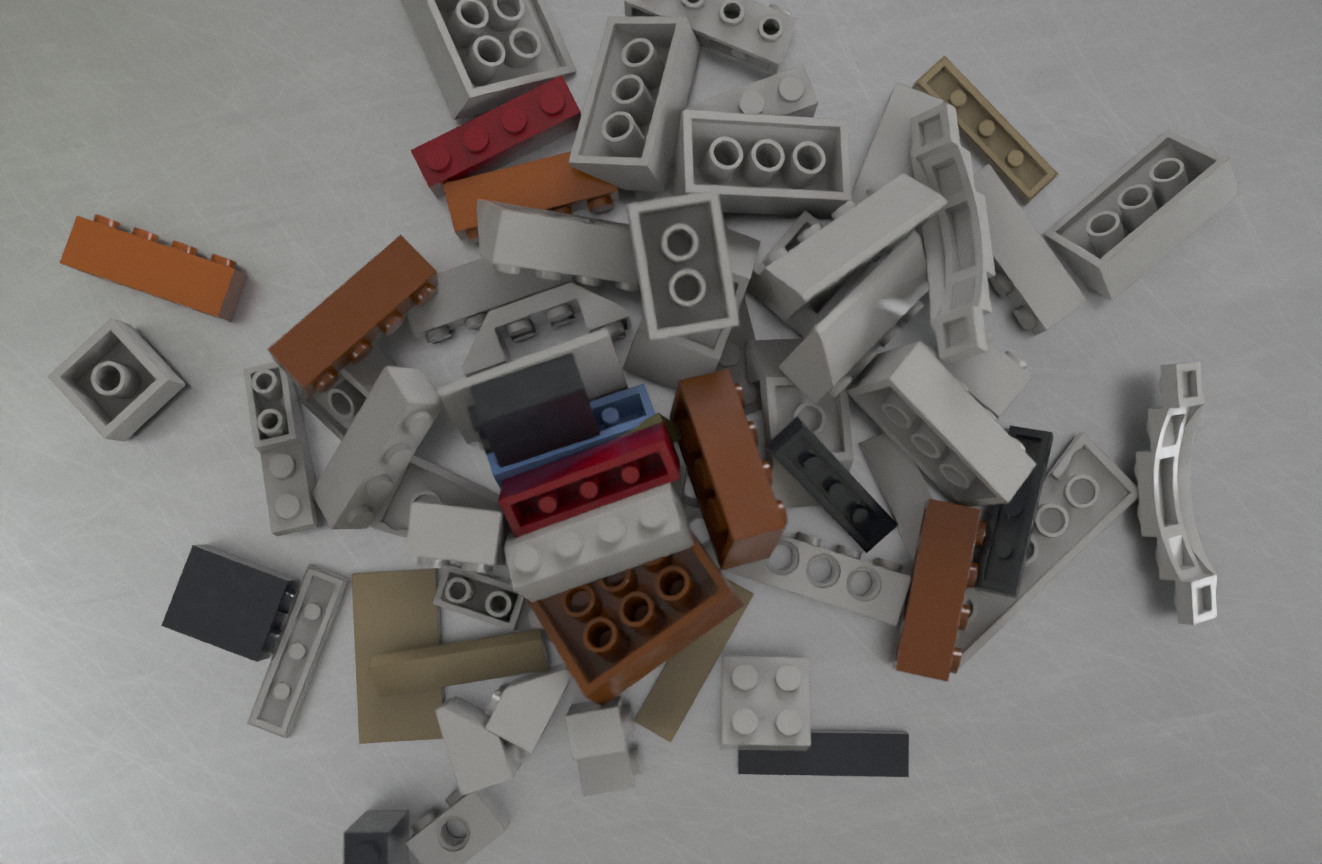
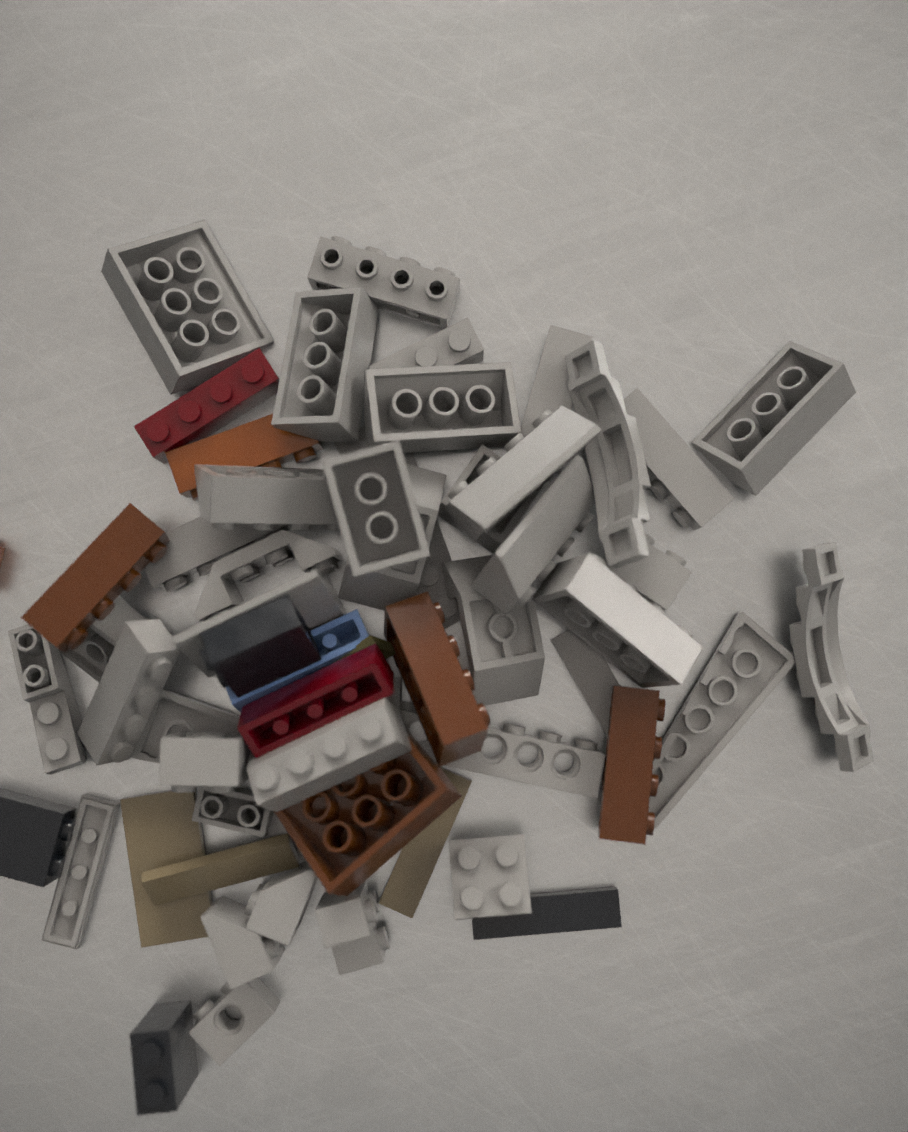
camera: 10 degrees left, 0 degrees up
(831, 484) = (527, 681): black tile -> none
(988, 131) = (634, 358): dark tan tile -> none
(1012, 523) = (688, 701): black tile -> none

